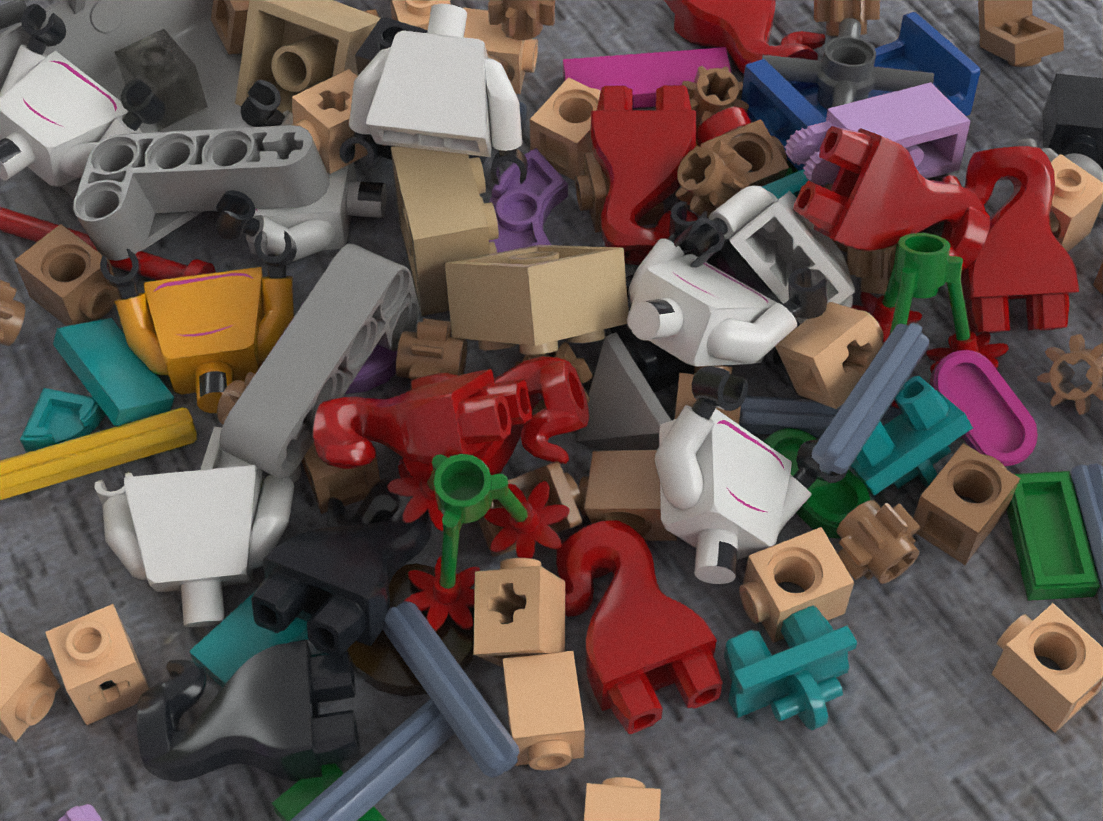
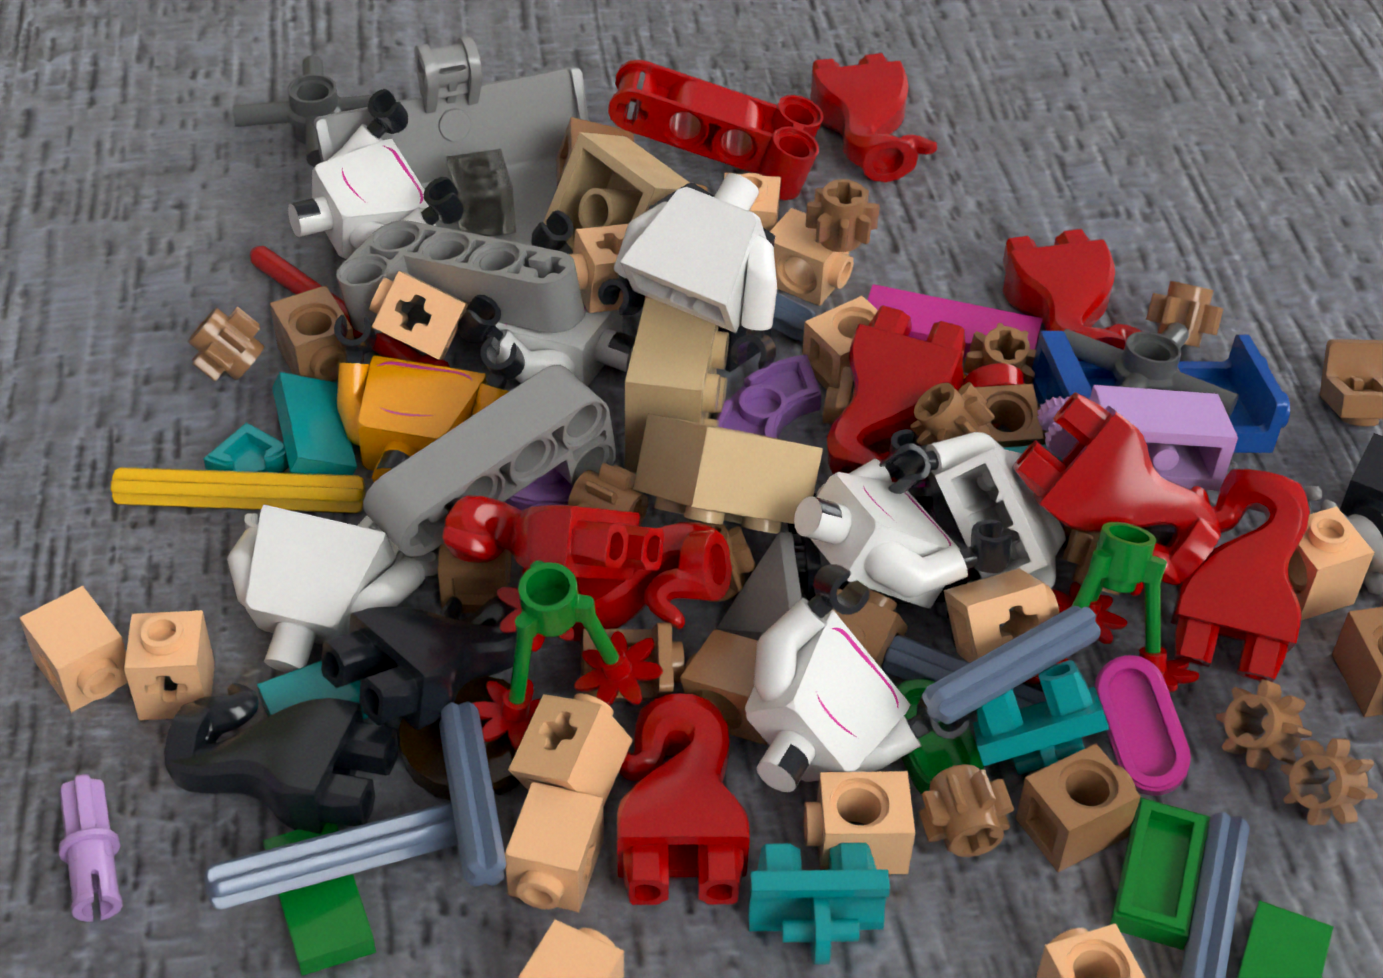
camera: 20 degrees right, 10 degrees down
(192, 247) = (429, 338): none -> light nougat brick

